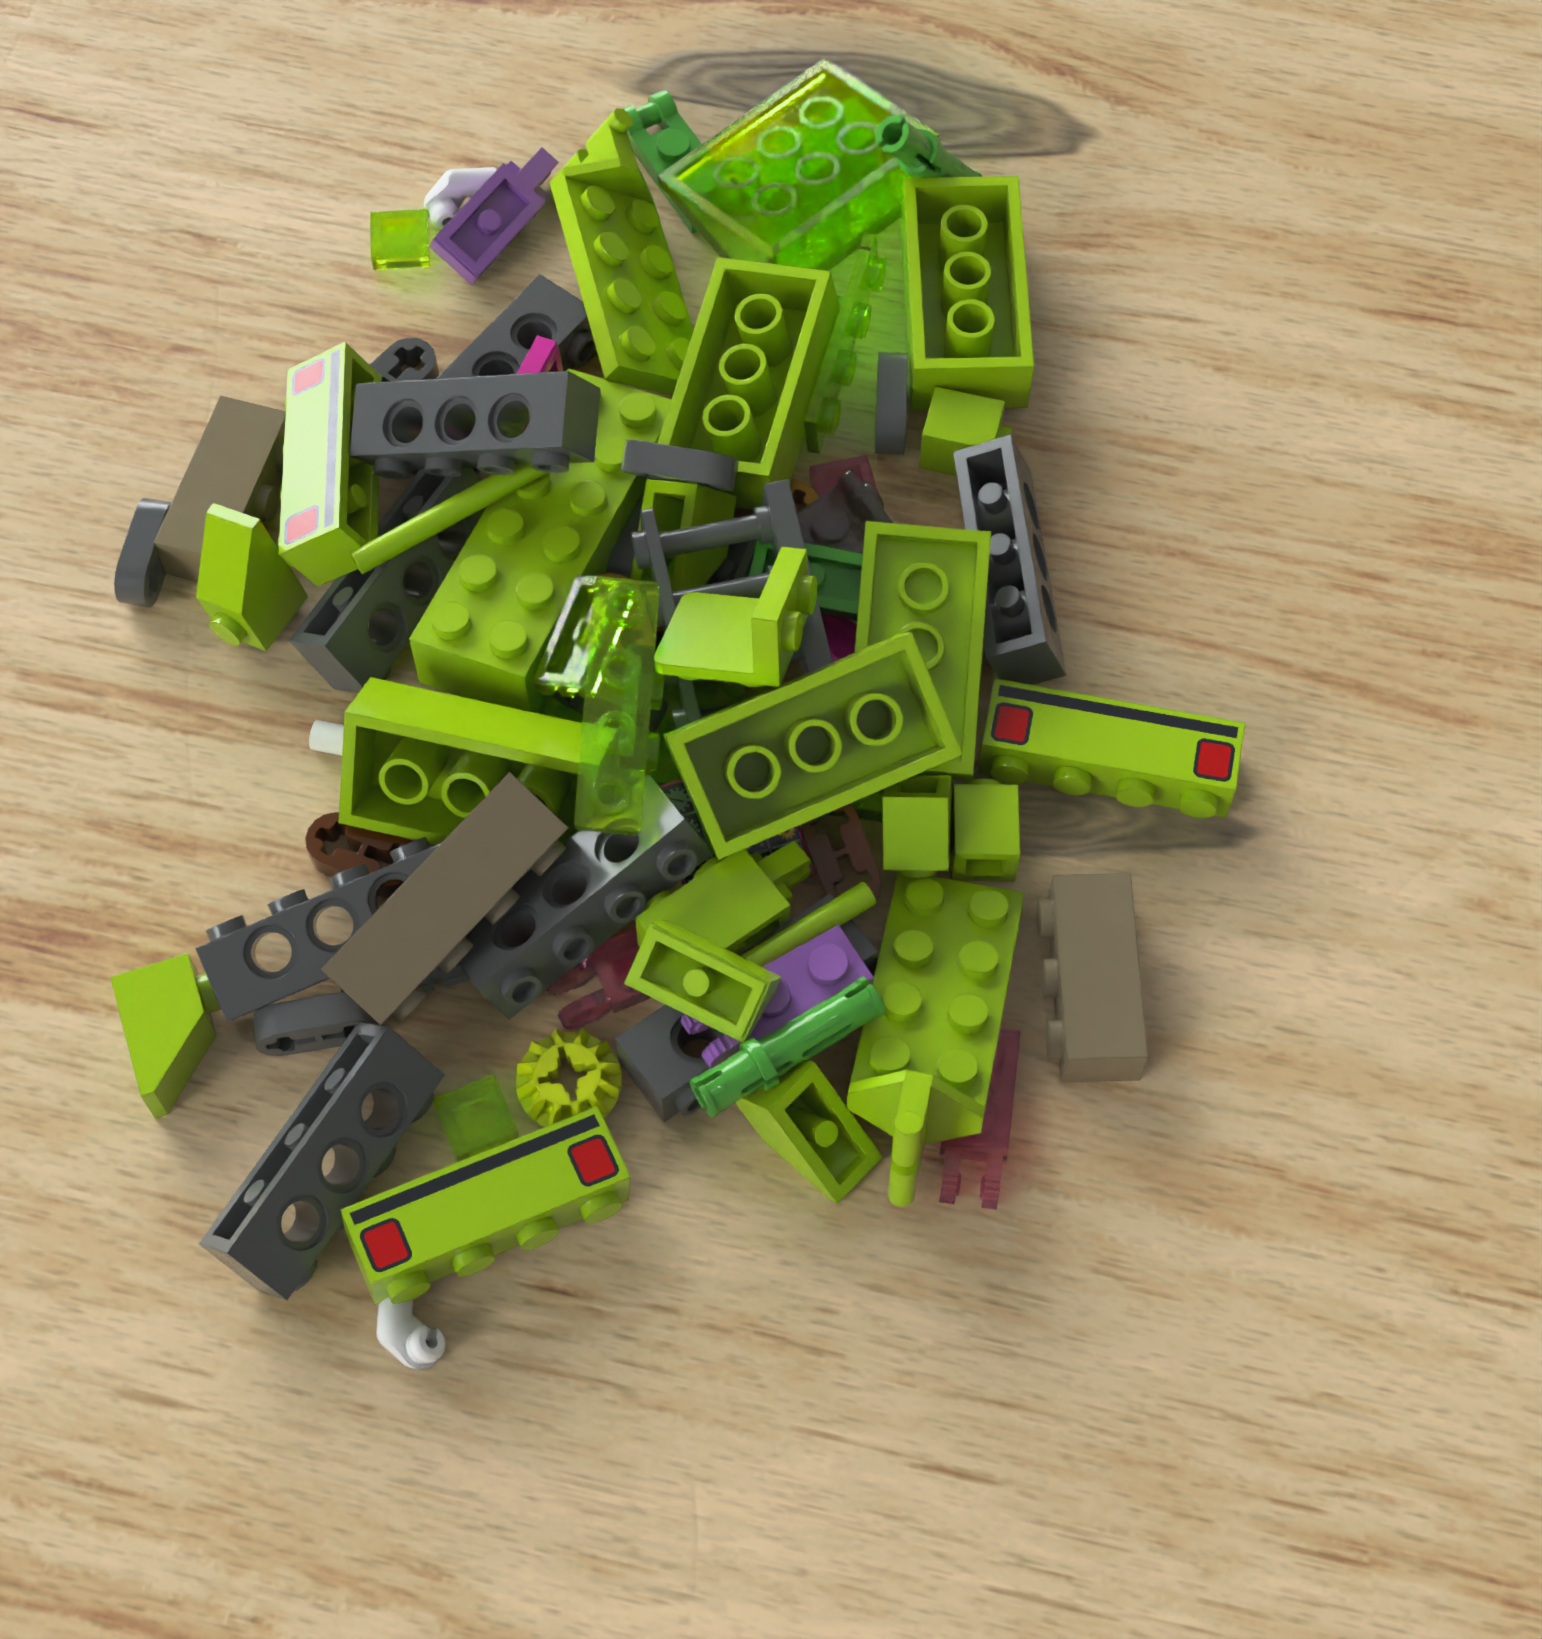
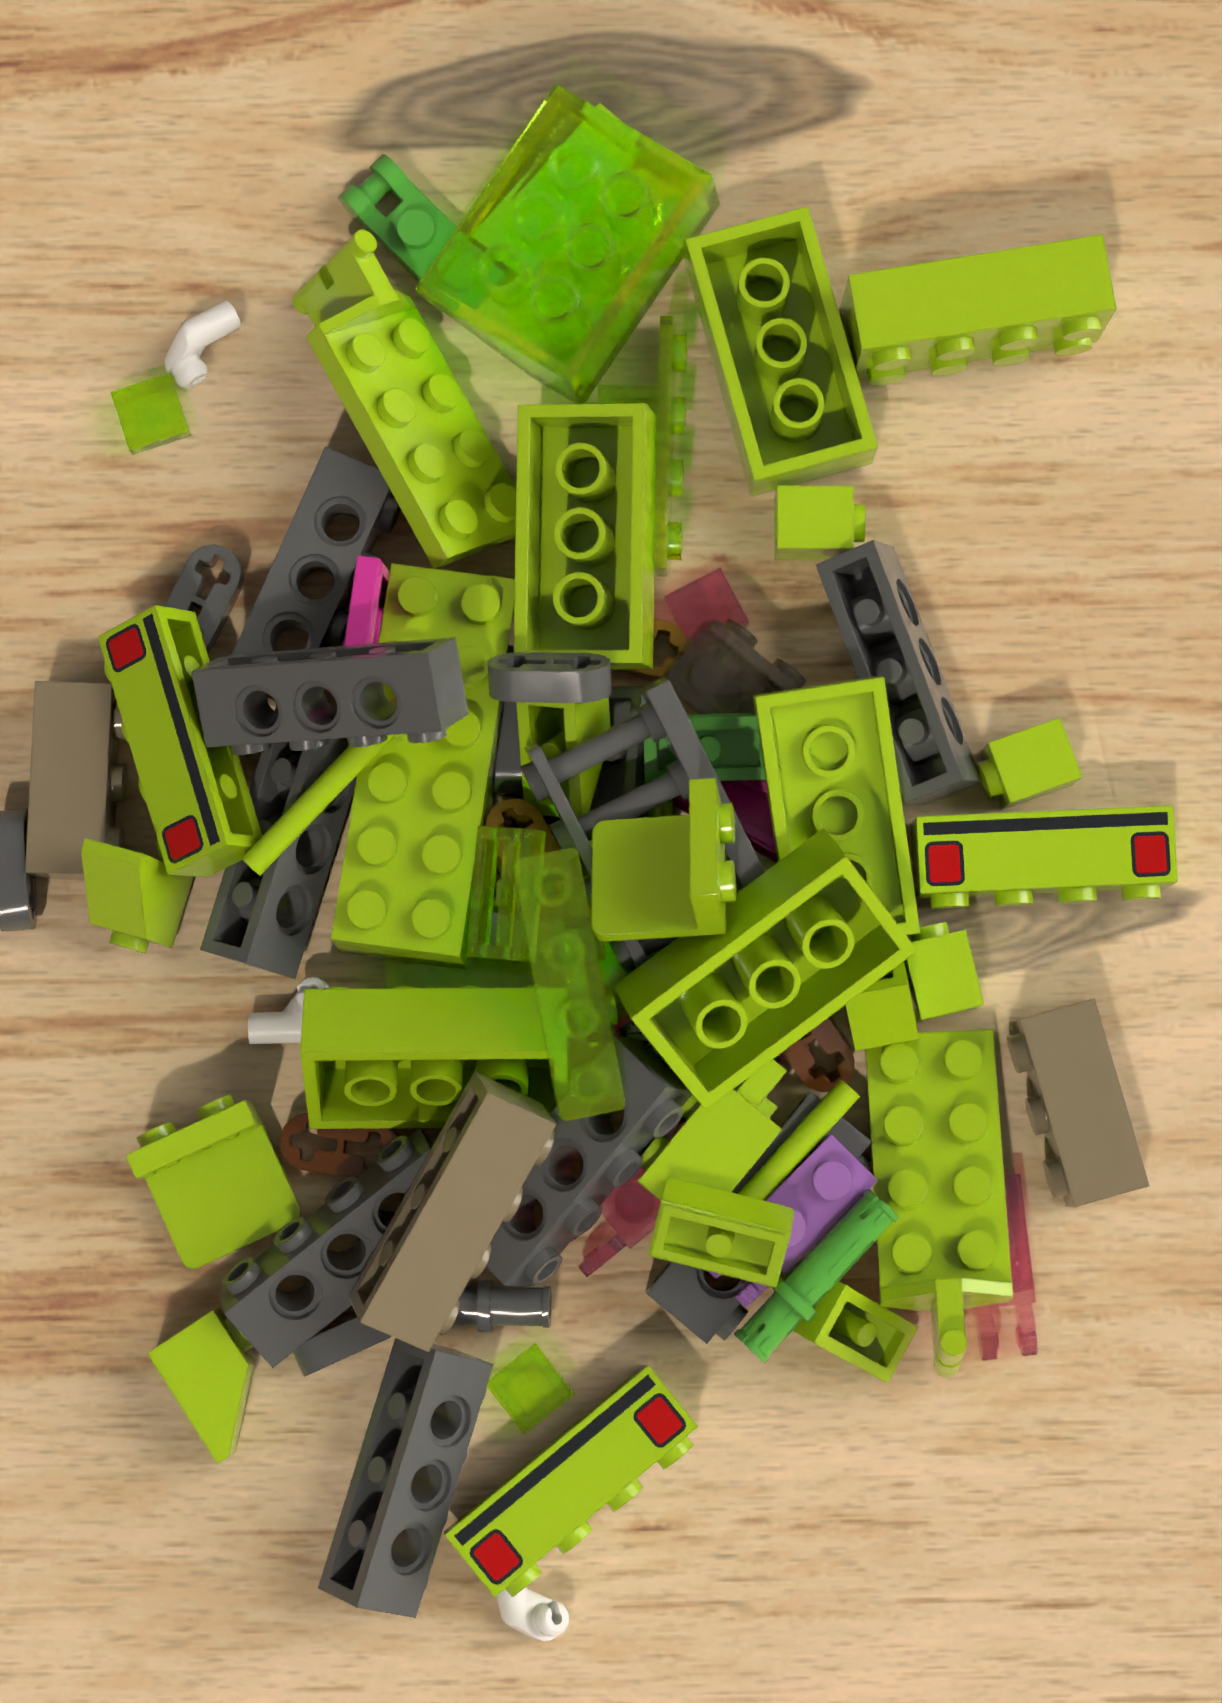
camera: 15 degrees left, 20 degrees up
(231, 844) = (216, 1181): none -> lime bracket
(461, 1029) = (504, 1306): none -> dark grey pin
(494, 216) = (249, 366): medium lavender hinge -> none
(549, 1102) = (614, 1297): neon yellow gear -> none
(891, 403) = (731, 500): dark grey beam -> none
(919, 150) = (709, 210): bright green pin -> none
(1116, 665) = (1028, 764): none -> lime brick
(1152, 289) = (978, 309): none -> lime brick

